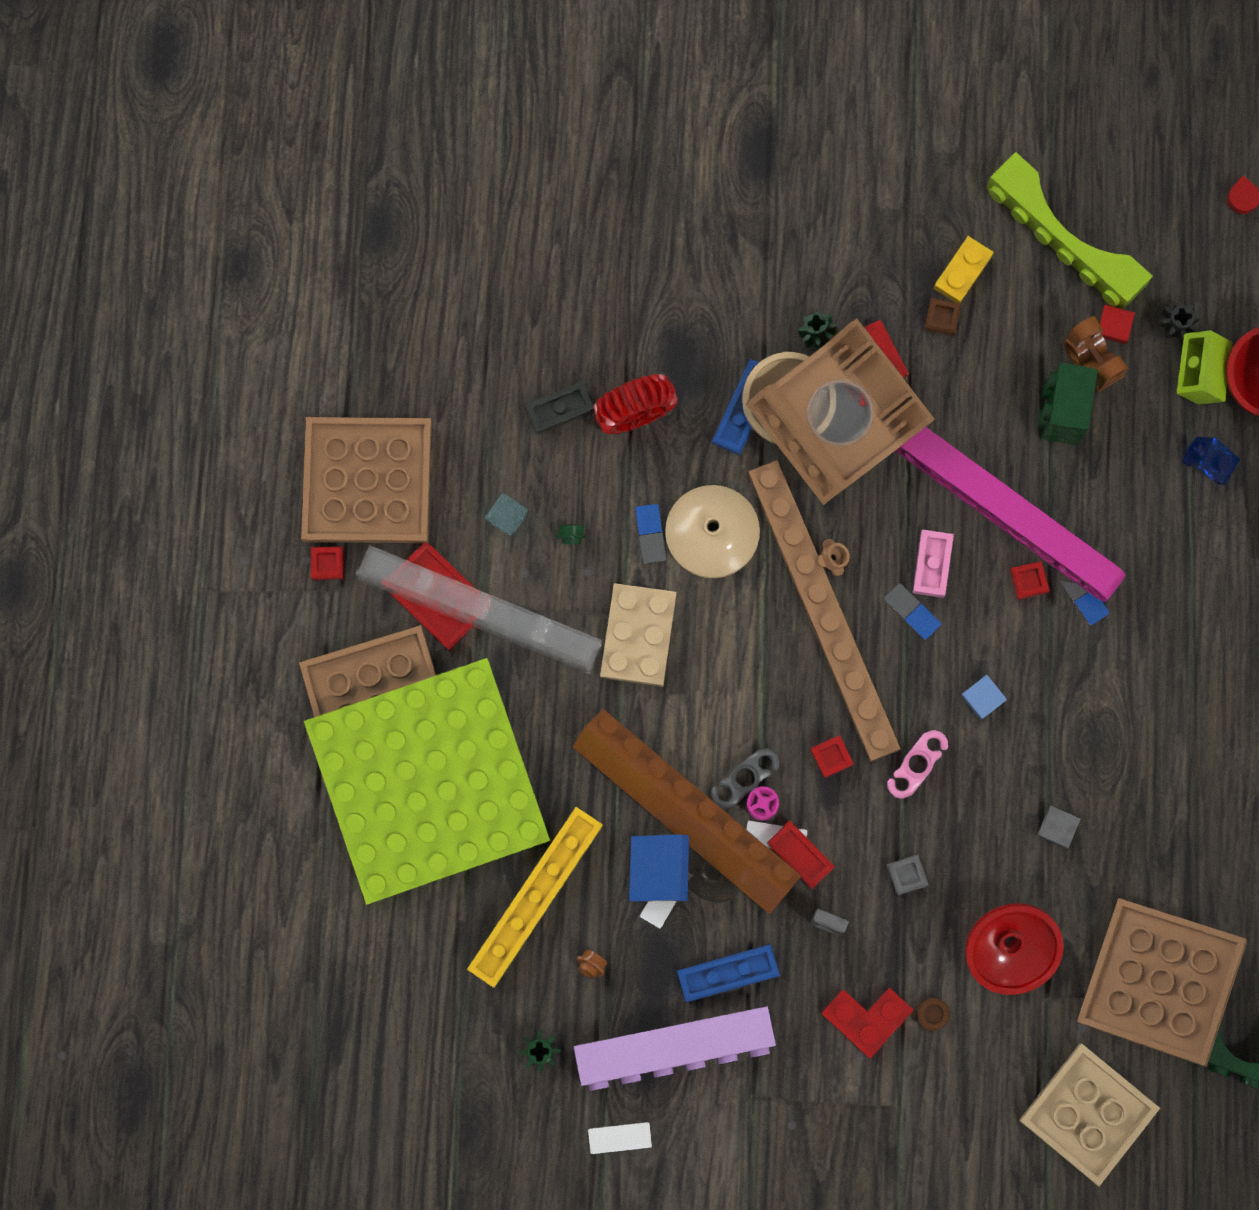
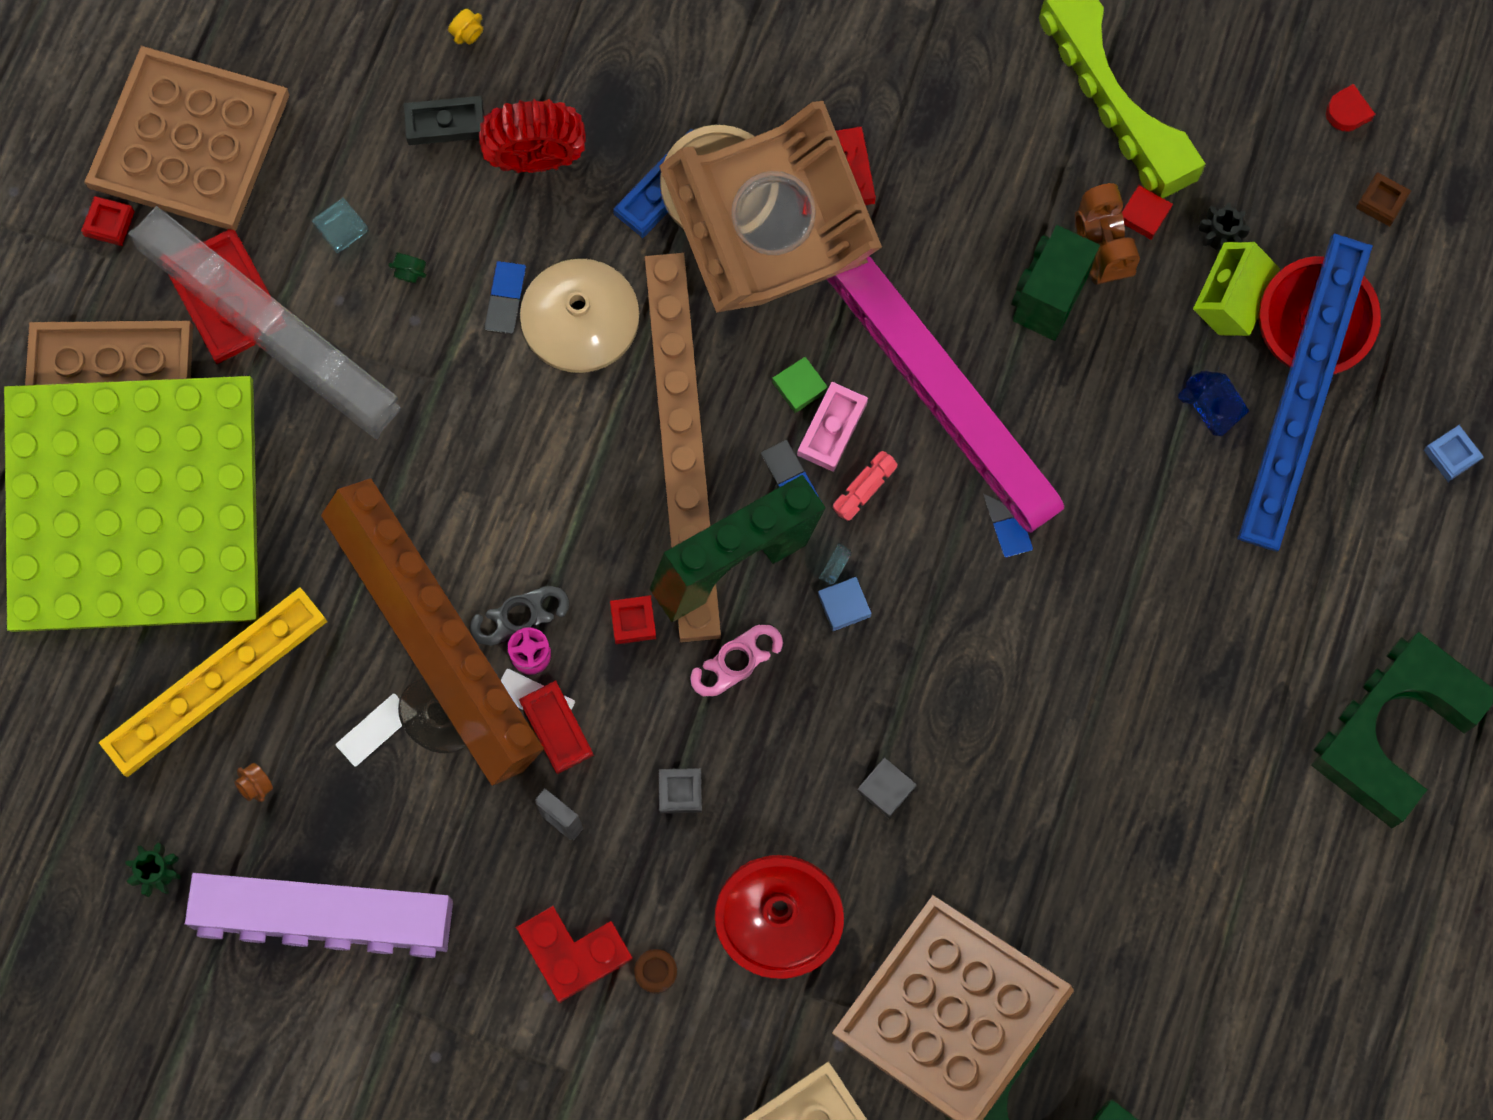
camera: 10 degrees right, 5 degrees down
(550, 327) = (466, 27): none -> yellow plate
(619, 1138) = (216, 1008): white sticker -> none
(638, 635) = (448, 409): tan plate -> none
(659, 868) = (374, 689): blue tile -> none
(728, 973) = (418, 845): blue tile -> none
(811, 332) = (778, 111): dark green gear -> none
(840, 555) = (722, 379): medium nougat plate -> none
(897, 537) = (800, 384): none -> bright green tile
(898, 683) = (775, 523): none -> dark green arch
(942, 317) = (938, 146): reddish brown tile -> none
(963, 270) = (981, 100): yellow plate -> none
(968, 669) = (835, 564): none -> clear light blue tile
(971, 602) = (865, 485): none -> coral axle
(1029, 580) = (945, 481): red tile -> none

